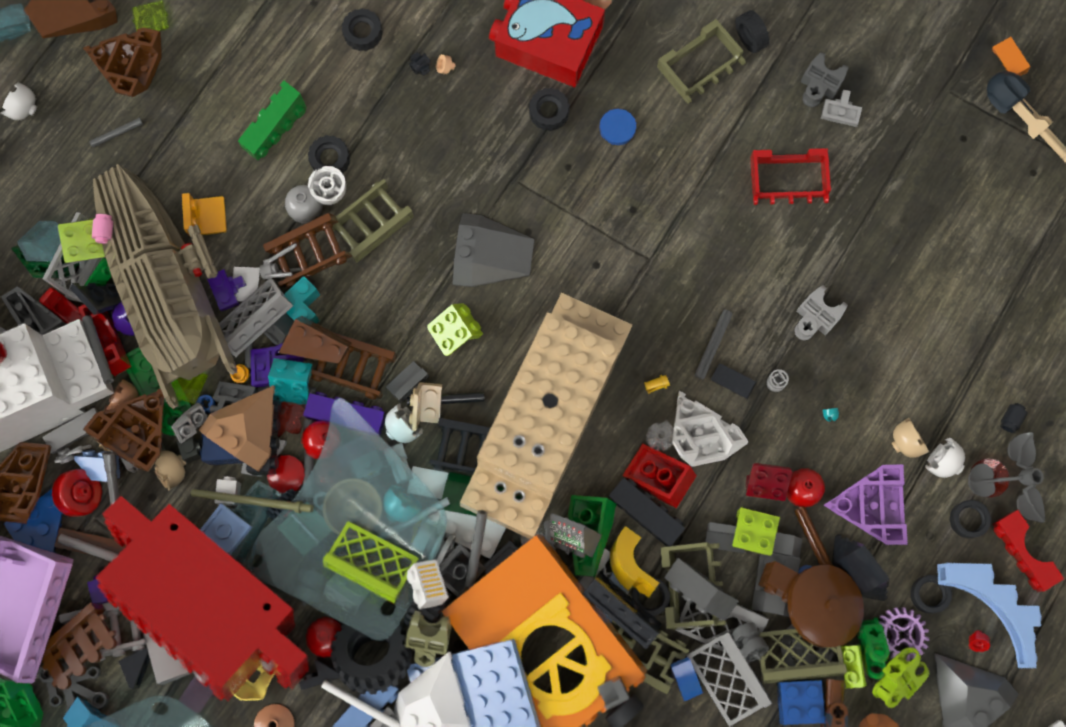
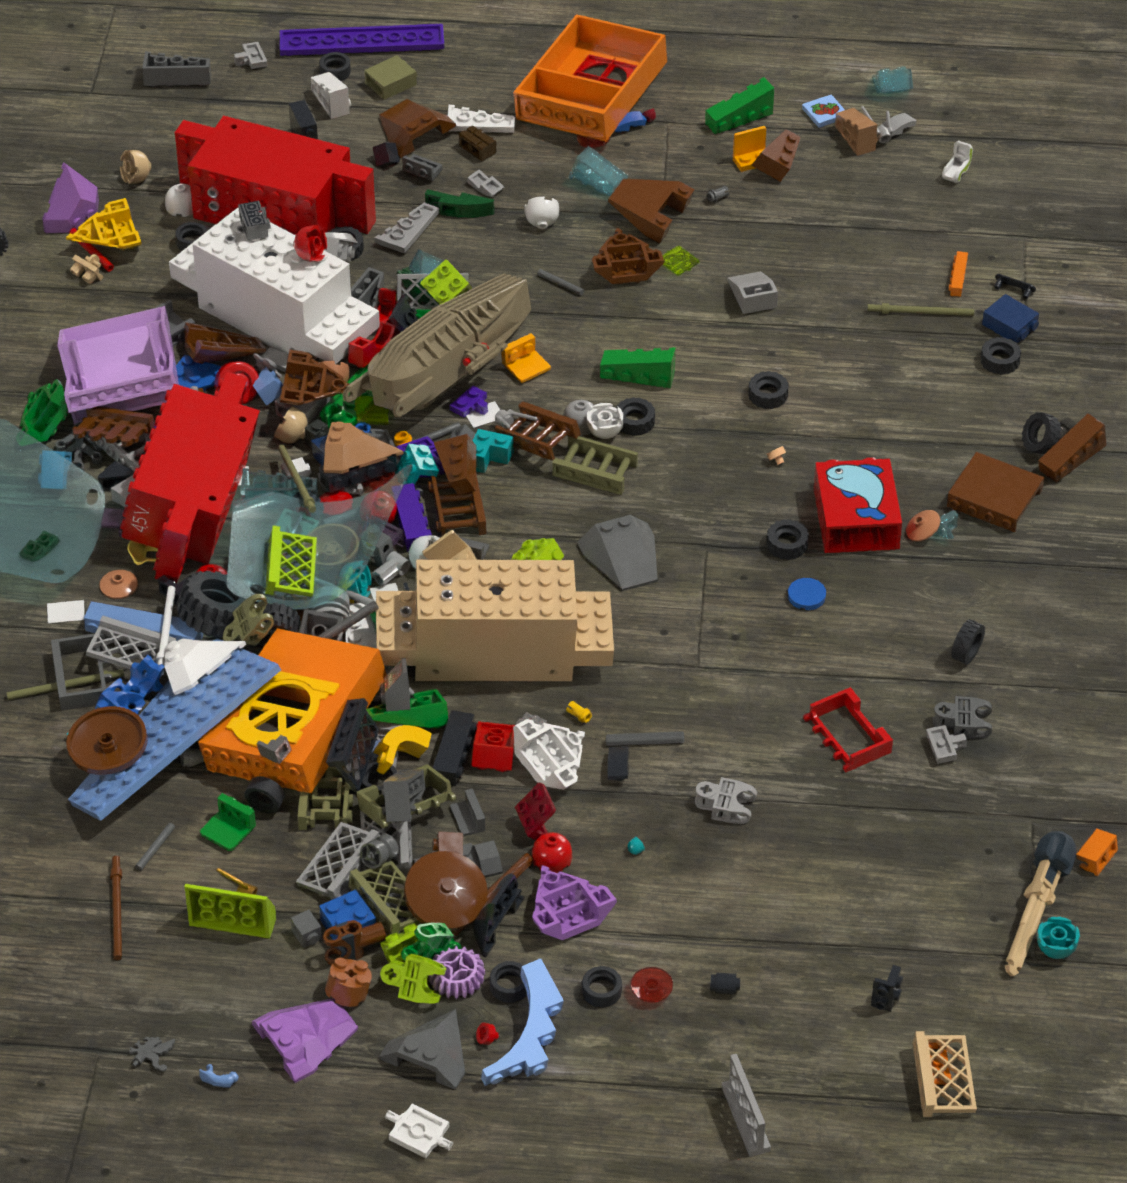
camera: 60 degrees right, 30 degrees down
(97, 349) = (361, 333): dark grey piece -> none
(102, 228) = (462, 287): bright pink brick -> none
(110, 468) = (268, 386): dark grey piece -> none
(188, 422) = (332, 414): light grey slope -> none
(226, 528) = (260, 474): light blue tile -> none
(262, 316) = (452, 421): light grey fence -> none
(420, 63) = (764, 437): black gear -> none
(427, 584) = (293, 599): white brick -> none
(686, 679) = (319, 827): blue slope -> none
(707, 32) = (898, 601): olive hinge -> none
(755, 531) = (485, 823): lime bracket -> none
(776, 384) = (640, 793): light grey wheel -> none
(908, 440) = (649, 907): tan cylinder -> none
(946, 459) = (646, 939): white cylinder -> none
(1012, 531) = (611, 1022): red arch -> none
(1023, 451) = (645, 1027): dark grey plant -> none

